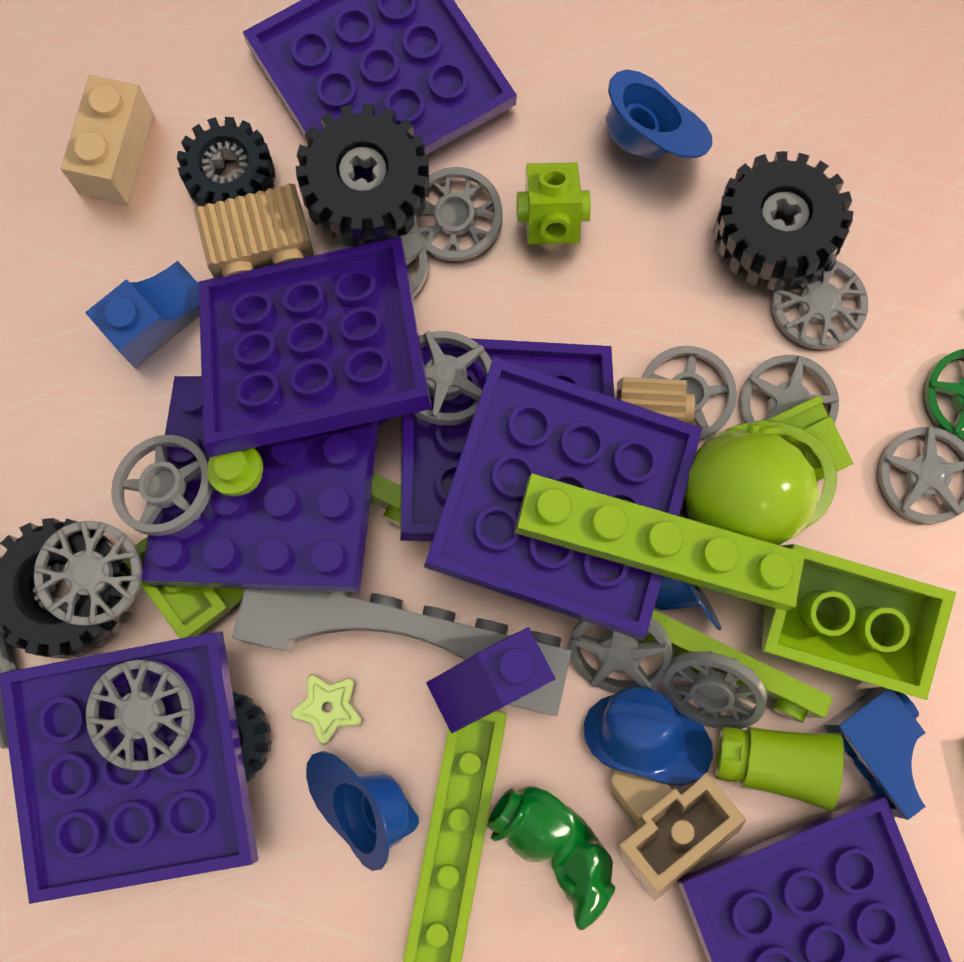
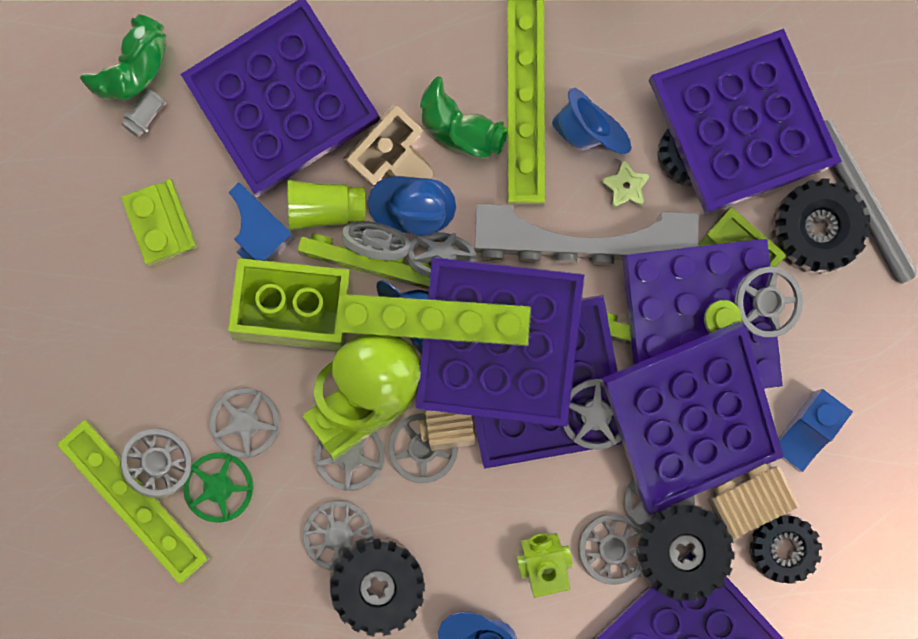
camera: 170 degrees right, 5 degrees up
(87, 573) = (802, 236): light grey wheel -> none
(107, 139) = (875, 550): tan brick -> none
(139, 714) = (744, 151): light grey wheel -> none
(490, 680) = (524, 215): dark purple slope -> none

